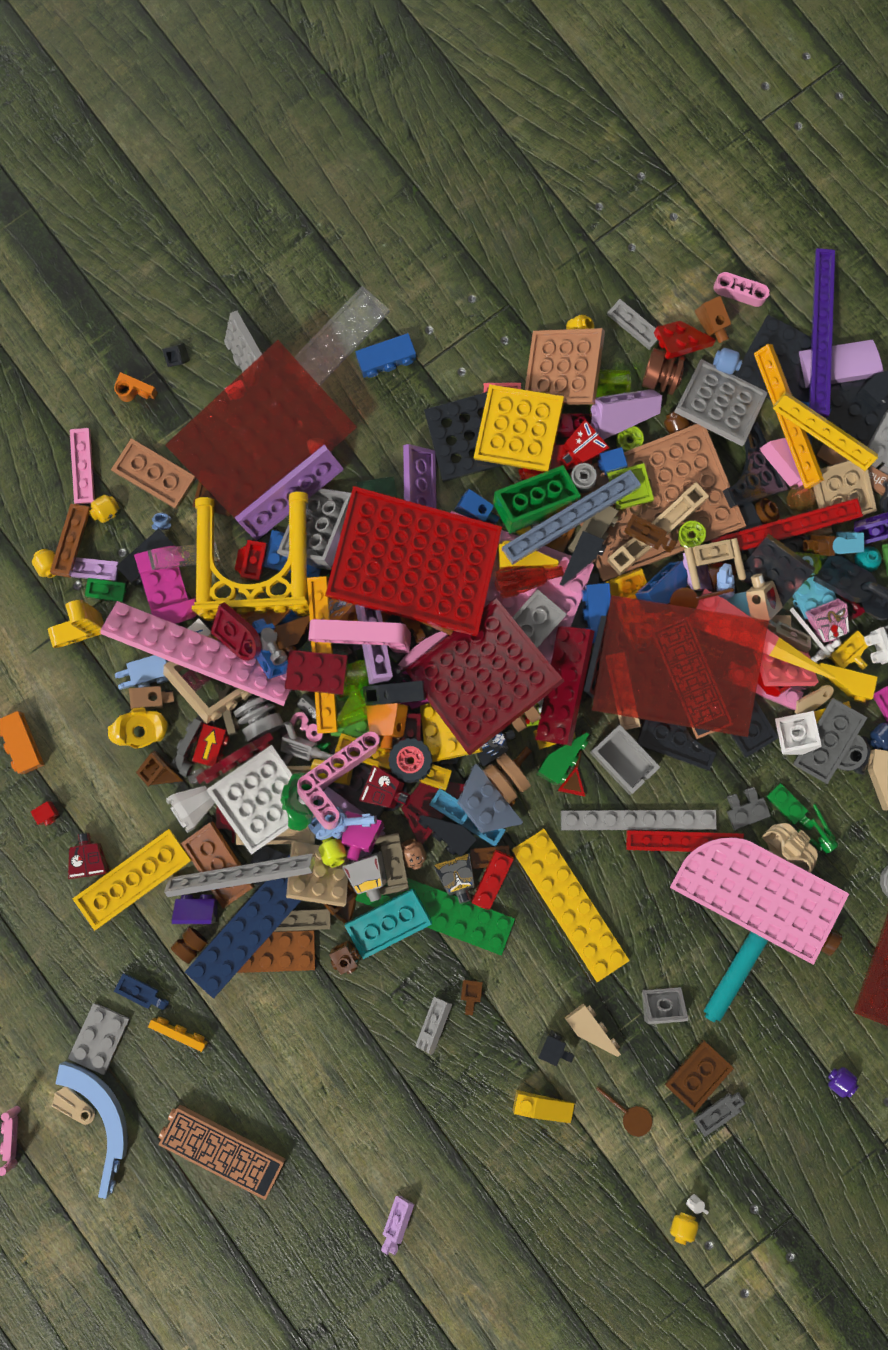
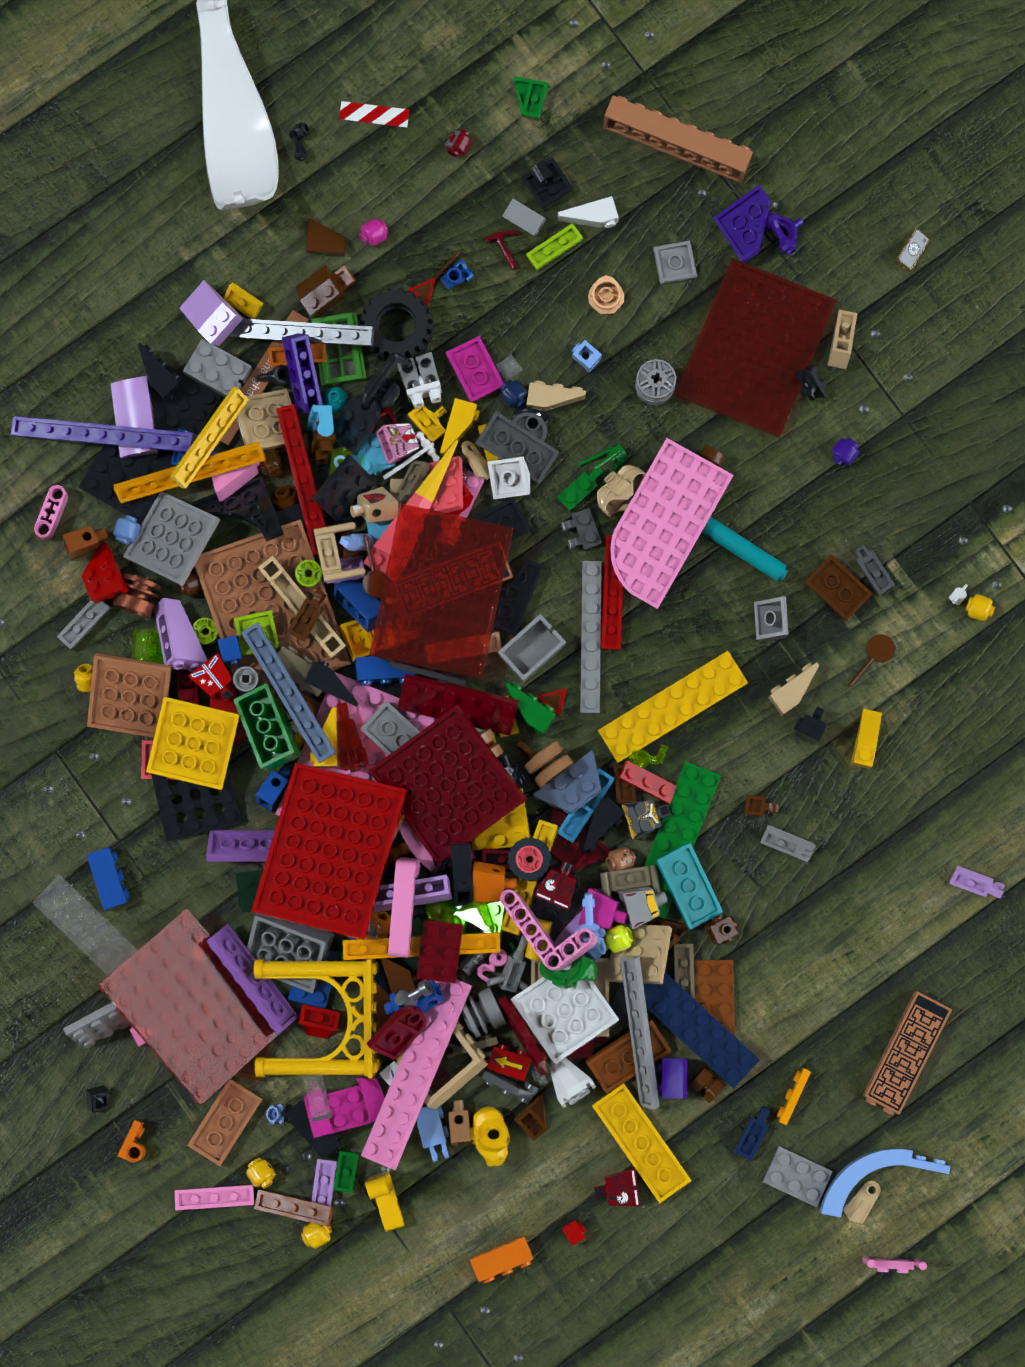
camera: 85 degrees left, 0 degrees up
(516, 874) = (642, 758): none -> clear neon green plate

